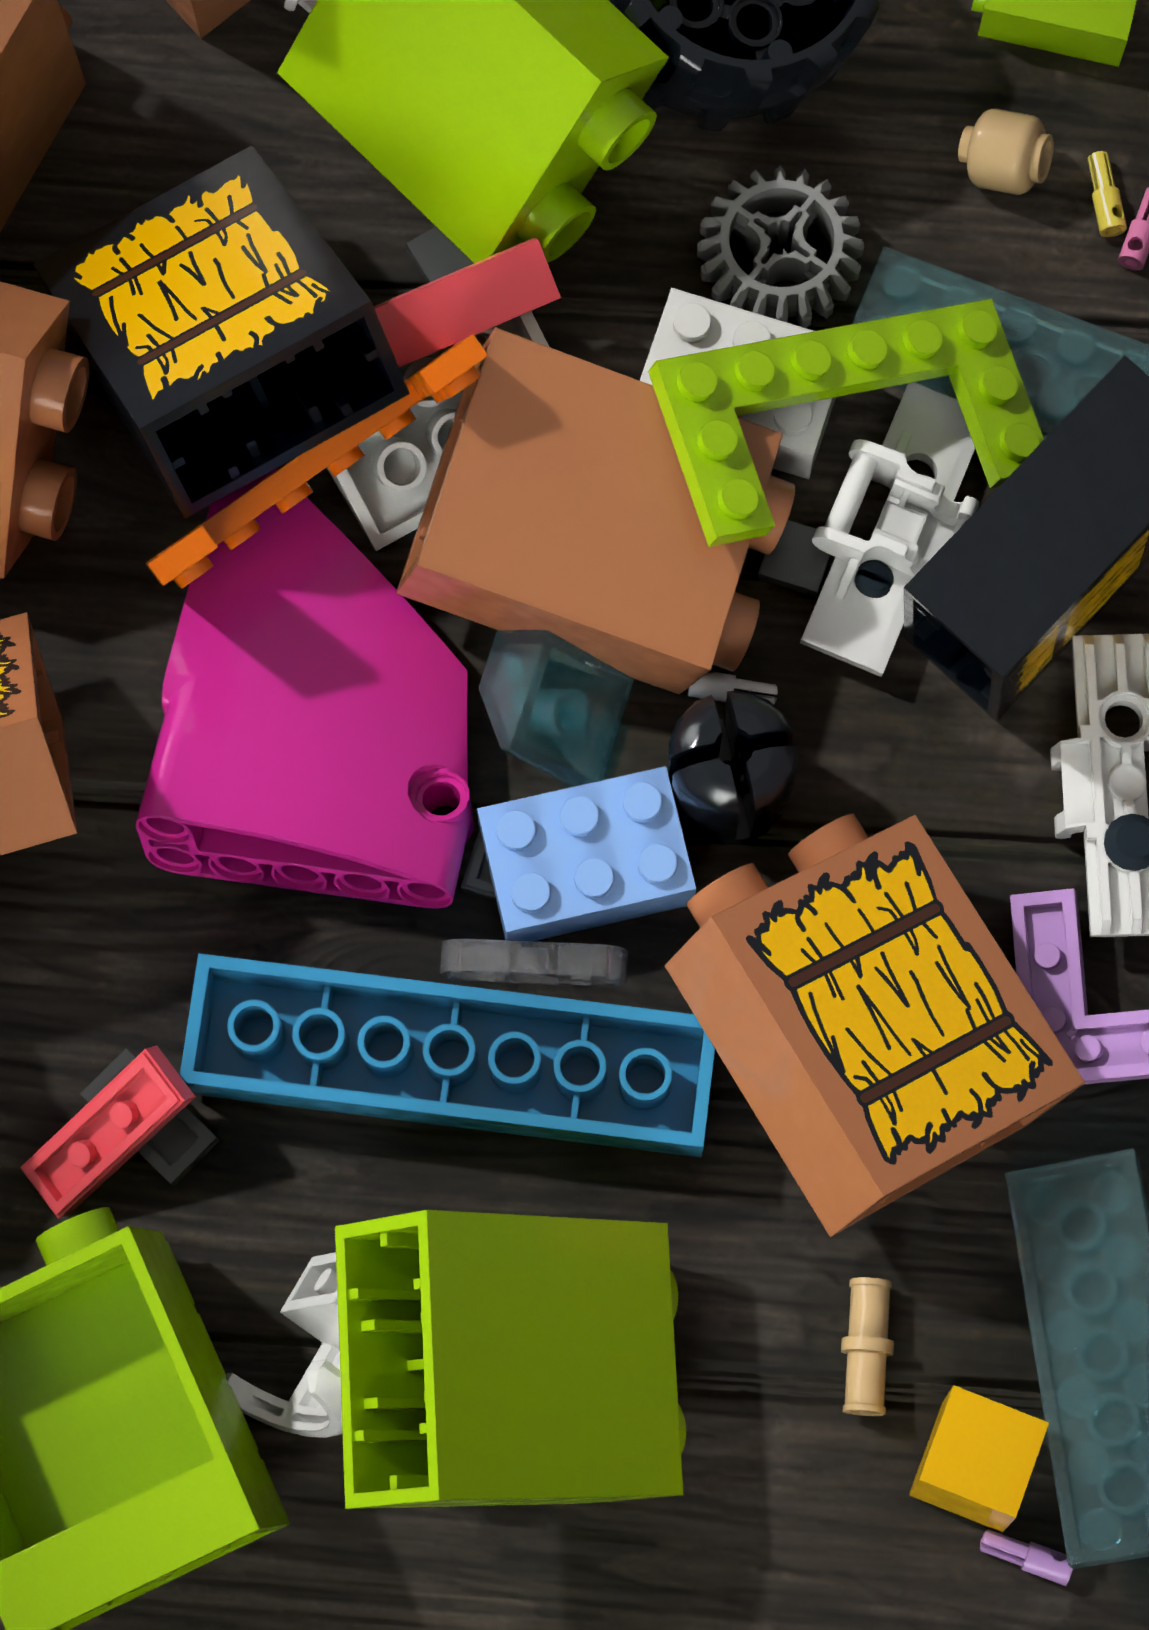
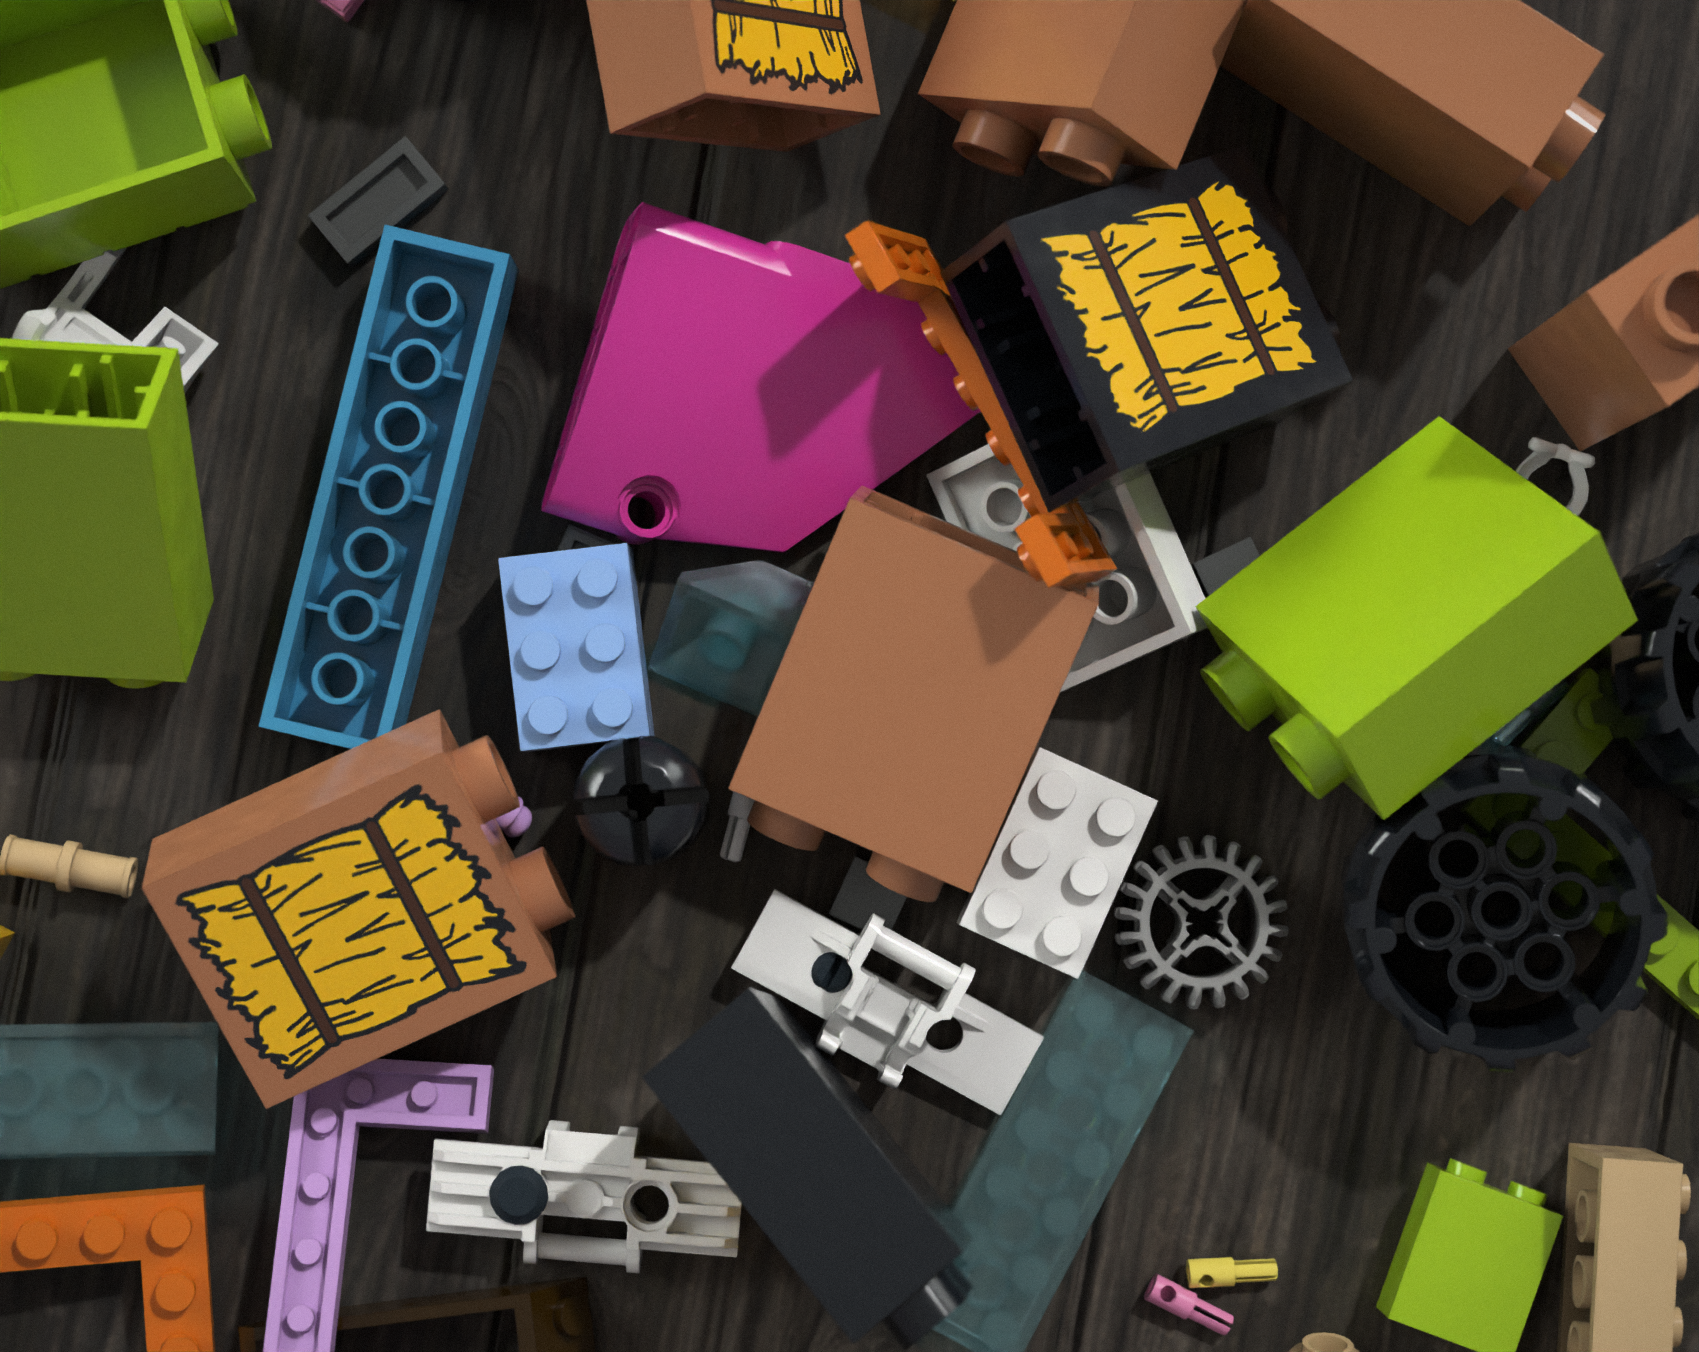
camera: 95 degrees right, 10 degrees up
(107, 1131) = (355, 157): coral tile -> none
(467, 302) = (1152, 579): coral tile -> none
(534, 962) = (480, 587): clear beam -> none
(710, 388) = (1019, 819): lime plate -> none
(1006, 151) = (1283, 1173): tan head -> none

